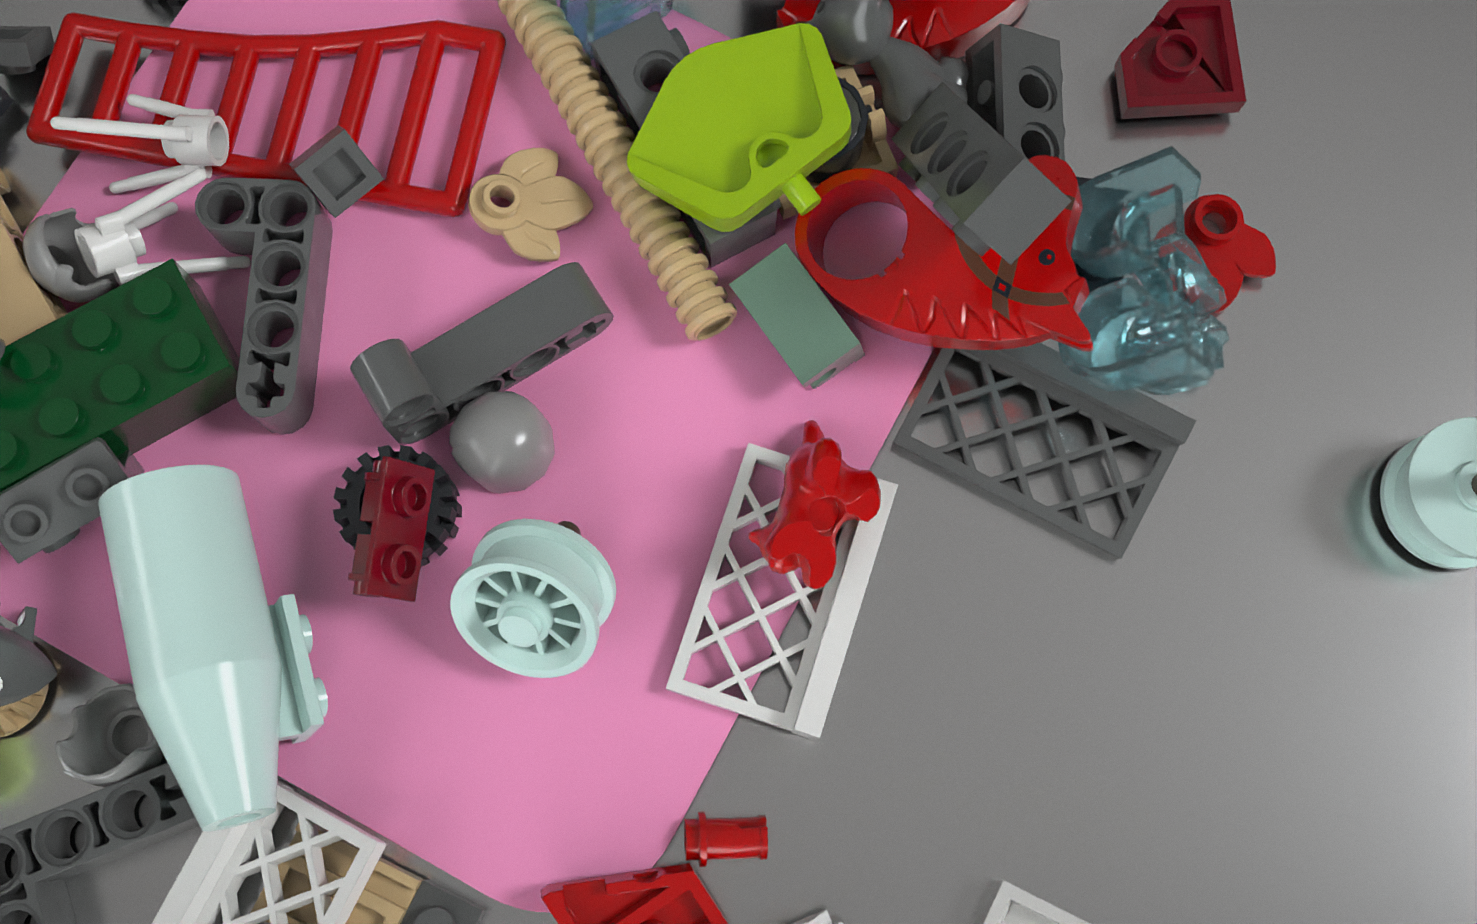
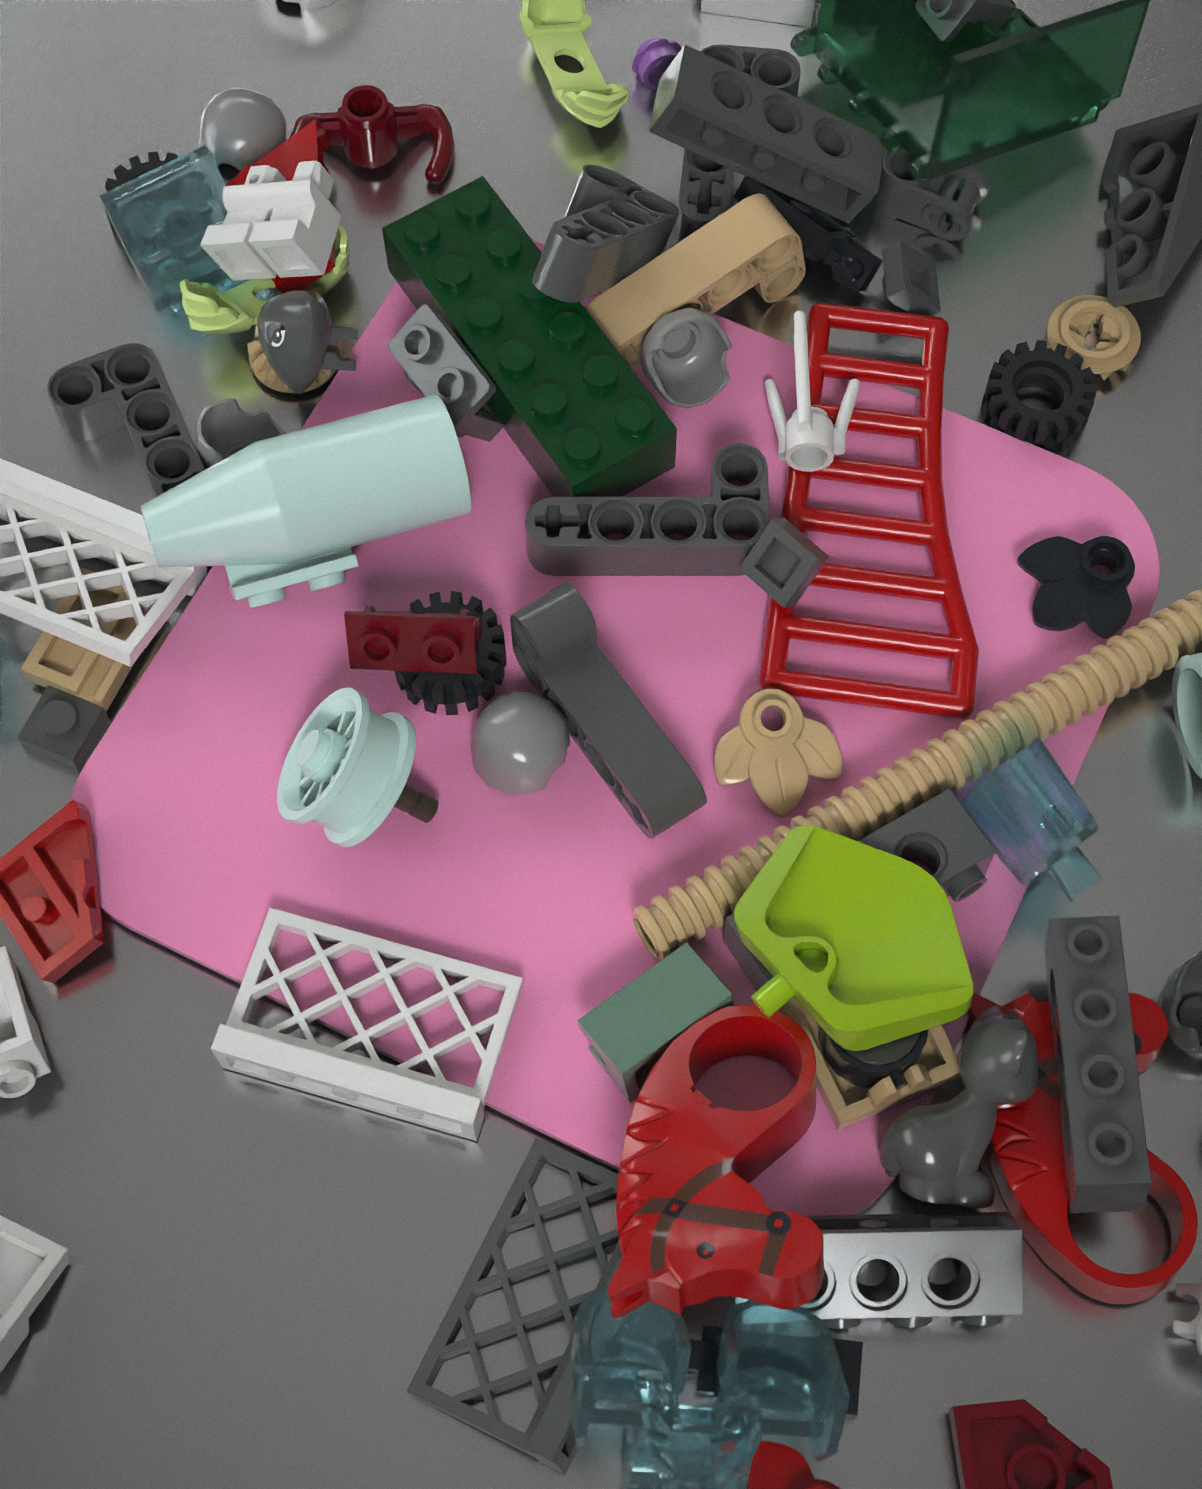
camera: 90 degrees right, 10 degrees down
(116, 242) = (692, 381): white plant -> none
(725, 838) = (125, 975): red pin -> none
(814, 504) = (454, 1036): red animal -> none
(976, 177) = (799, 1169): dark grey brick -> none

